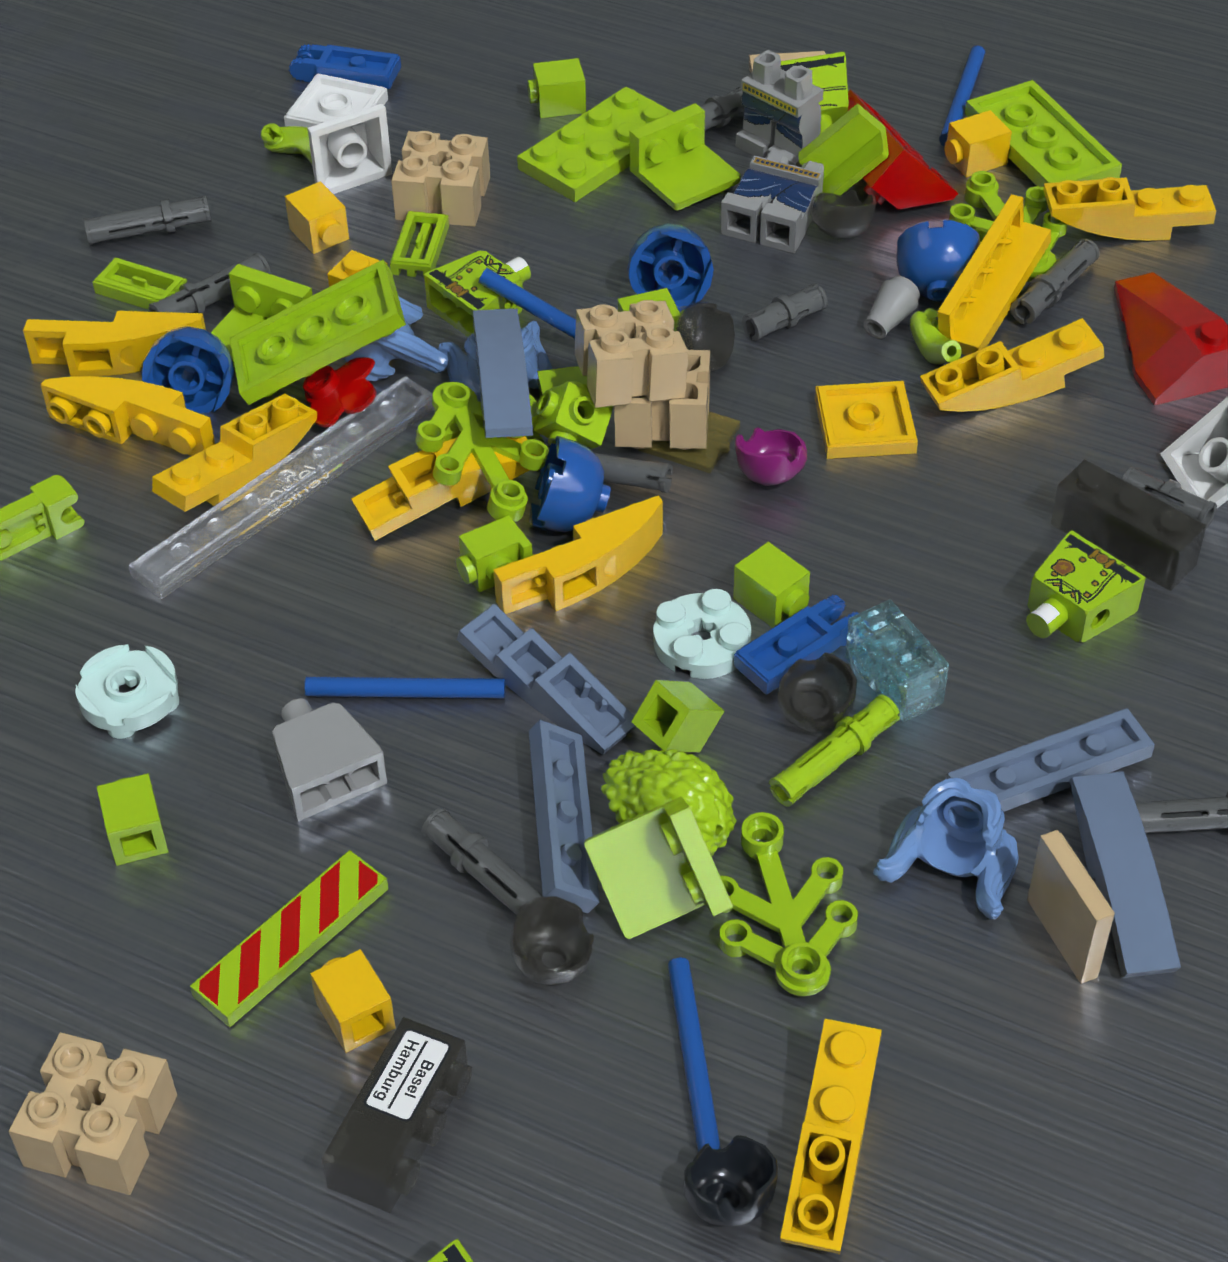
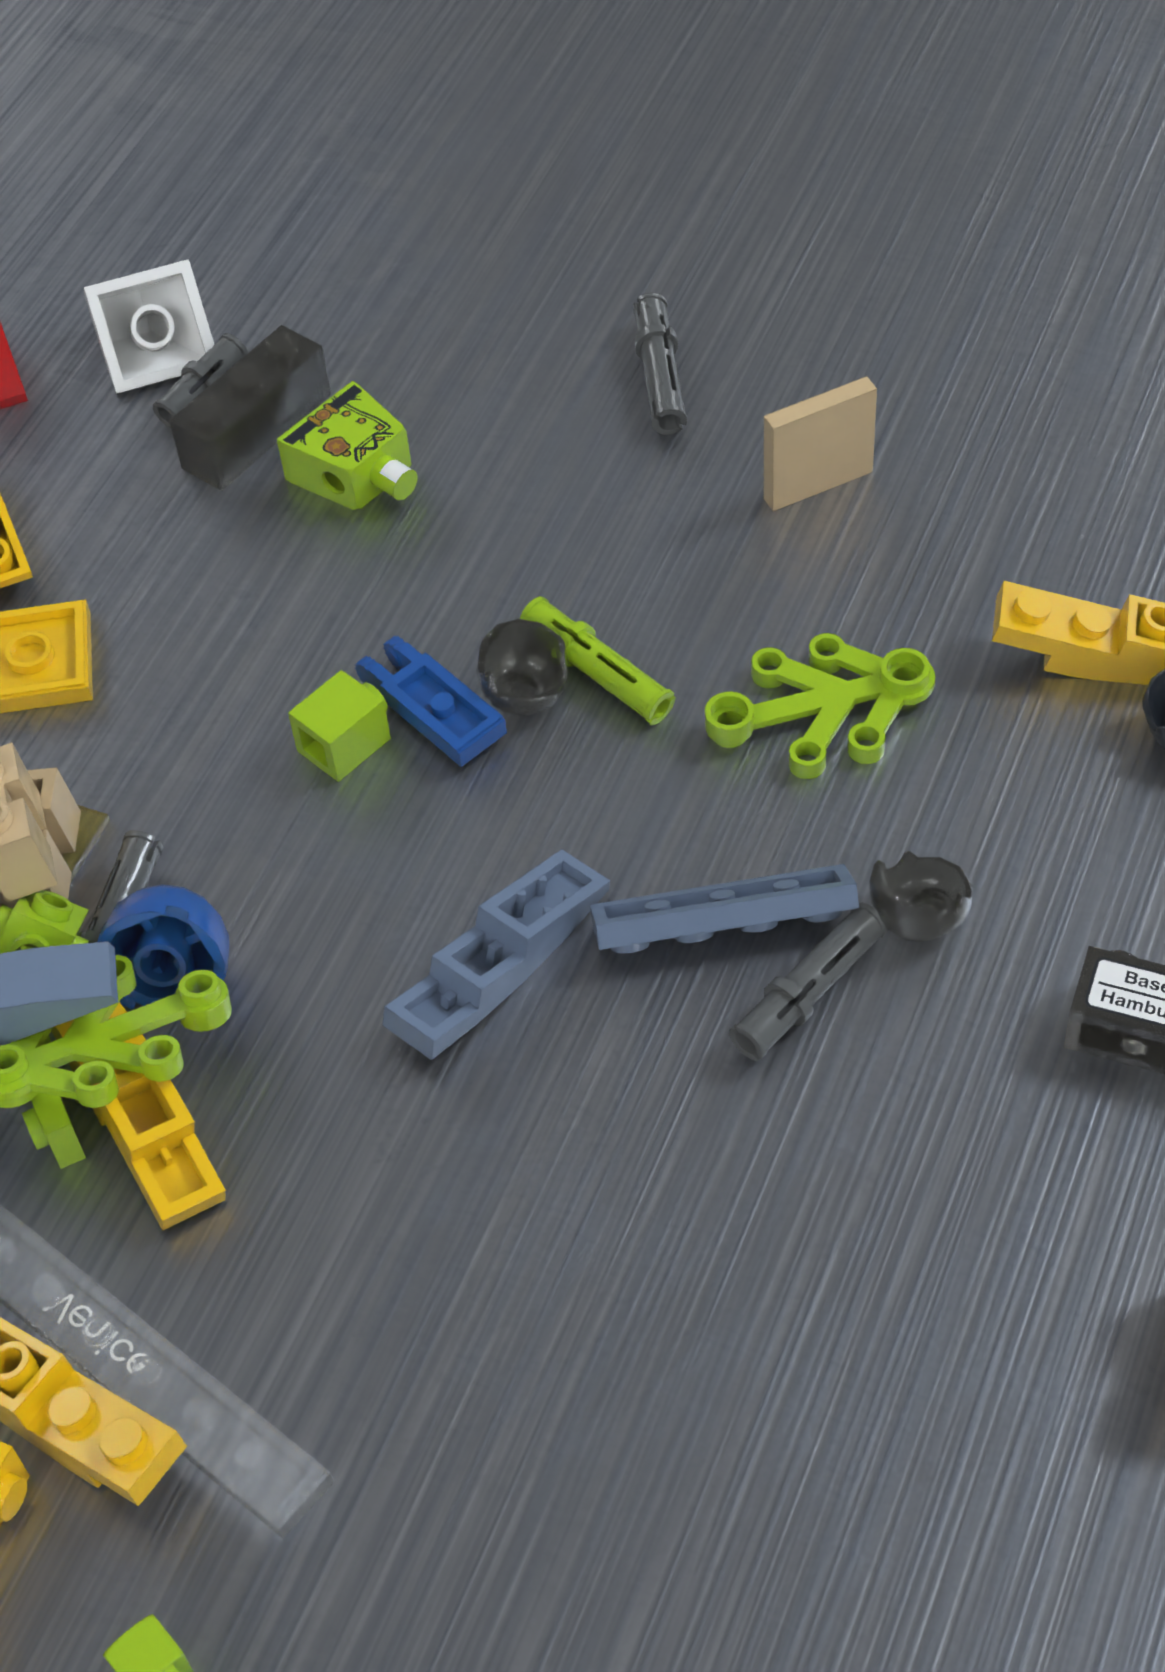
camera: 90 degrees left, 5 degrees up
(132, 819) = (783, 1407): lime brick -> none
(133, 710) = (536, 1517): light aqua plate -> none
(289, 938) = (939, 1189): lime tile -> none
(325, 757) = (653, 1186): light grey torso -> none
(353, 1000) = (1032, 1090): yellow brick -> none
(404, 687) = (510, 1123): blue bar -> none
(489, 549) = (280, 1026): lime brick -> none
(597, 557) = (288, 916): yellow slope -> none
(655, 777) = (704, 793): lime piece -> none
(656, 868) = (800, 759): lime bracket -> none
(677, 716) = (573, 793): lime brick -> none
(693, 1054) = (1032, 768): blue bar -> none
(697, 612) = (406, 771): light aqua plate -> none
(771, 456) = (108, 735): magenta hair -> none
(896, 659) = (473, 592): clear light blue brick -> none
(959, 834) = (722, 547): medium blue hair -> none
(1050, 762) = (607, 481): sand blue plate -> none
(1125, 873) = (713, 422): sand blue slope -> none

